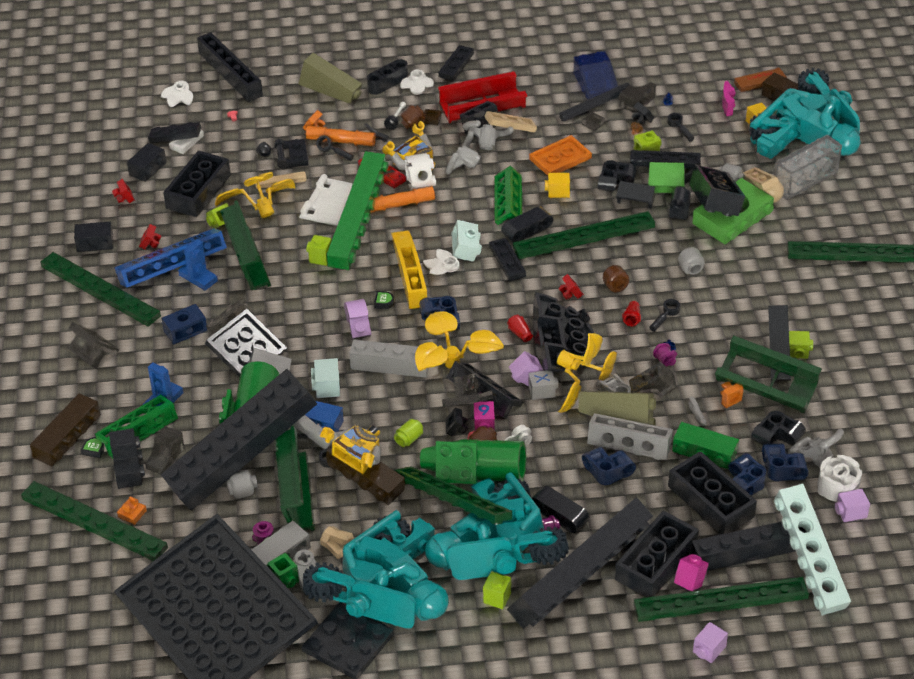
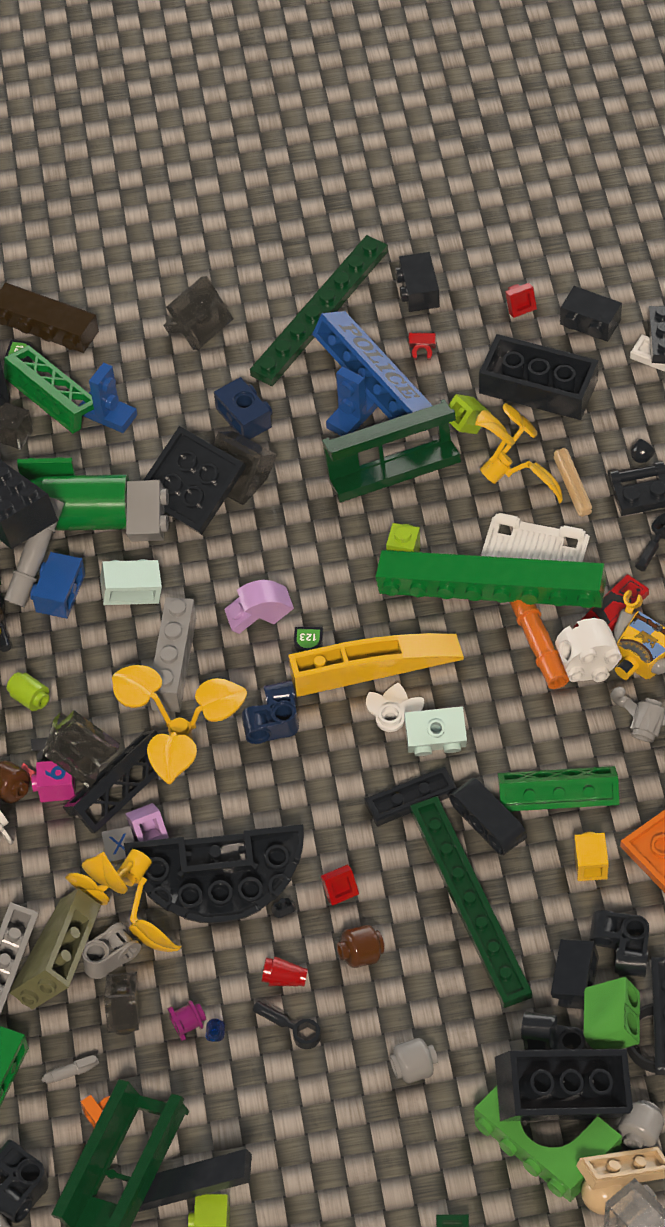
camera: 90 degrees right, 10 degrees up
(519, 327) = (246, 817): red cone -> none

